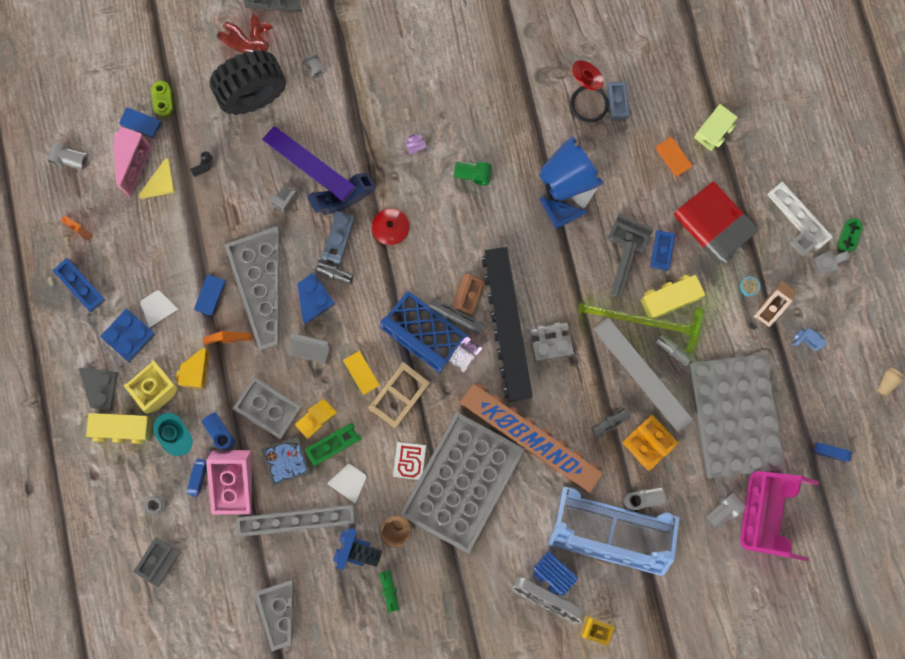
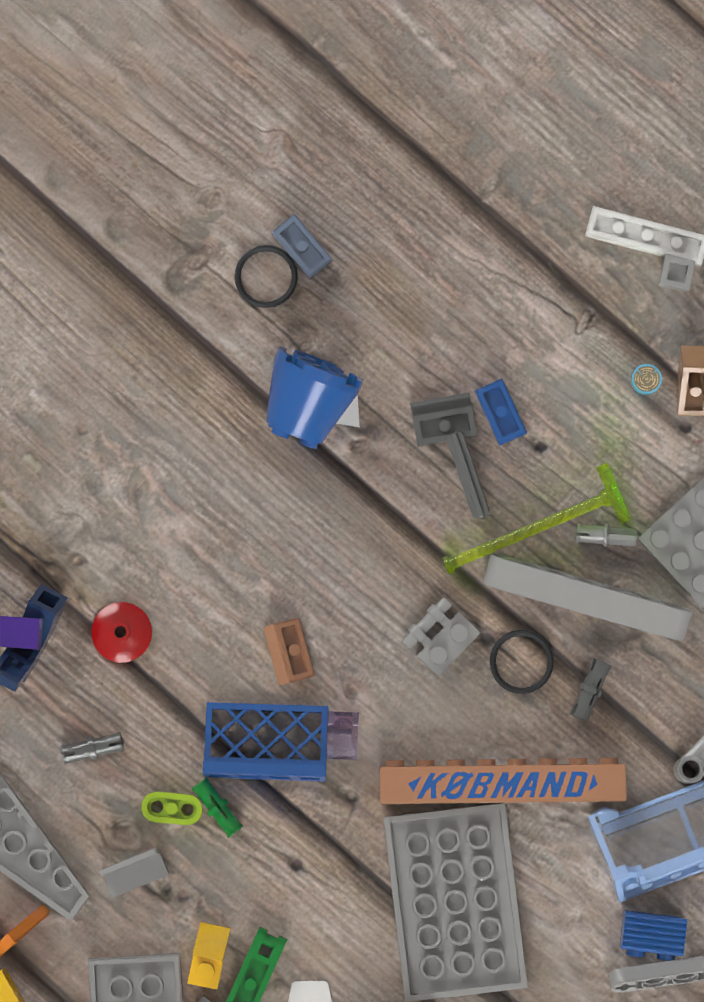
camera: 30 degrees left, 5 degrees up
(313, 298) = (90, 801): blue wing -> none
(338, 237) = (64, 697): sand blue plate -> none
(352, 330) = (172, 808): none -> lime plate
(361, 372) = (224, 854): yellow slope -> none
(372, 407) = (313, 889): tan window -> none
(375, 346) = (204, 791): none -> green pin
(409, 460) = (367, 922): white sticker -> none
(415, 143) = (73, 497): lavender plate -> none
(457, 316) = (294, 691): dark grey pin -> none
(478, 173) = (185, 479): green piece -> none
(508, 324) = (368, 655): black brick -> none
(560, 213) = (333, 454): blue tile -> none
(584, 401) = (550, 663): none -> black tyre
(587, 75) = (237, 241): red dish -> none
(650, 442) = (658, 678): light orange slope -> none
(672, 296) = (555, 466): light yellow brick -> none
(673, 157) = (428, 272): orange tile -> none
(715, 127) = (457, 193): yellowish green brick -> none
(716, 222) = (545, 324): red door -> none

